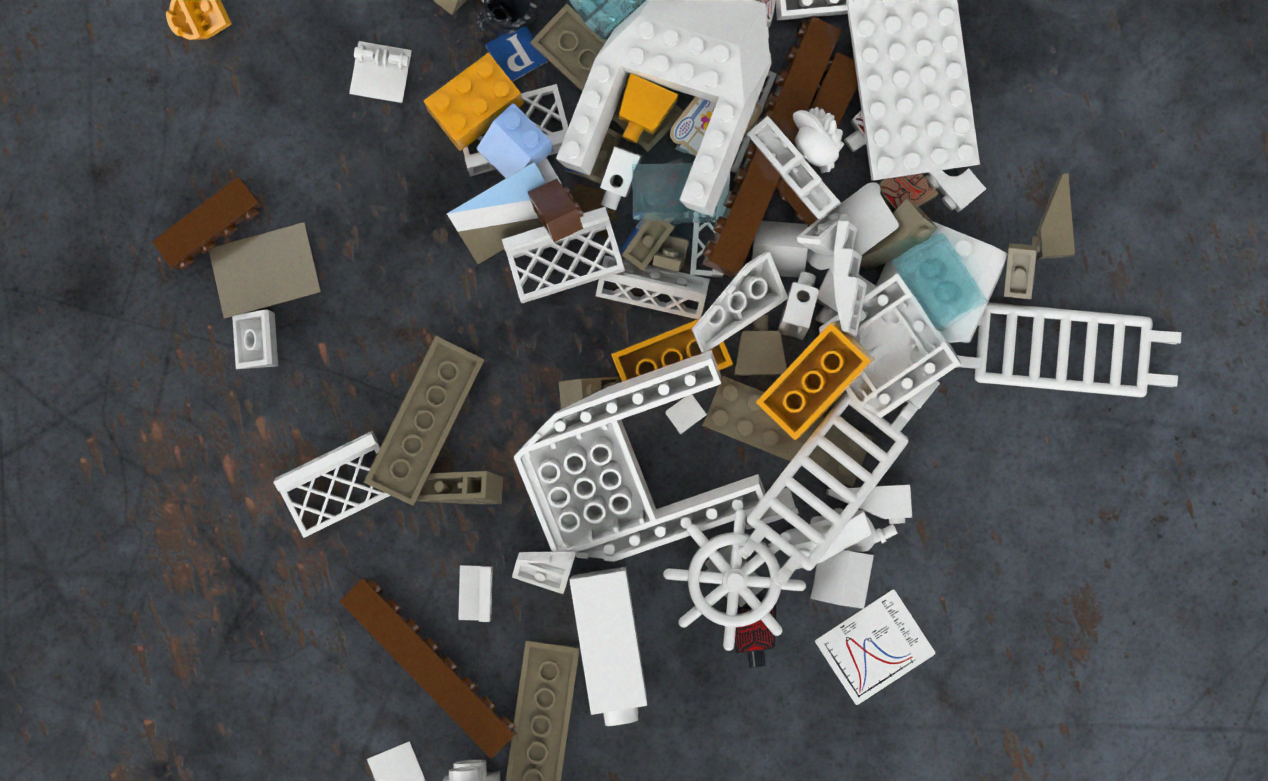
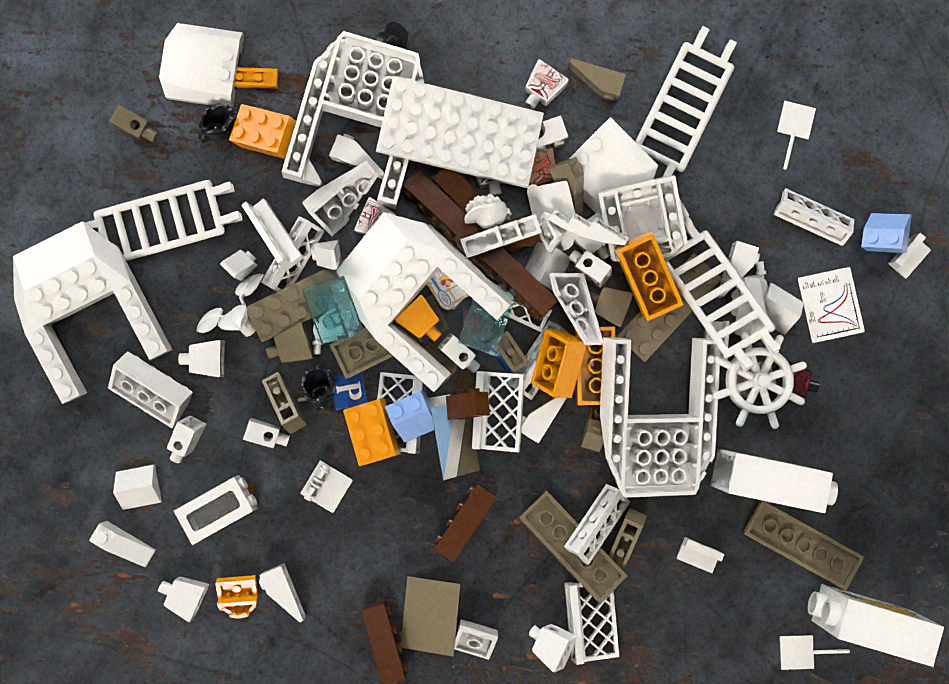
camera: 80 degrees left, 0 degrees up
(227, 63) = (281, 589): none -> white slope
(285, 442) = (552, 645): none -> white torso
(403, 268) = (465, 521): none -> reddish brown brick
(428, 667) = (739, 606): reddish brown brick -> none
(469, 437) = (595, 521): none -> white fence
(544, 569) = (701, 503): white wing -> none
(571, 314) = (539, 420): none -> white slope
(655, 308) = (558, 363): none -> light orange brick
(671, 253) = (524, 339): dark tan bracket -> none
(685, 413) = (637, 370): white panel -> none
(939, 281) = (614, 168): clear light blue slope -> none
(980, 579) = (814, 218): none -> white fence
(981, 728) = (916, 251): none -> white panel
(998, 680) = (887, 233): none -> light blue slope
(1019, 153) = (544, 85): none -> white torso
(1021, 270) = (623, 112): dark tan panel -> none
(1103, 509) = (795, 121): none -> white piece

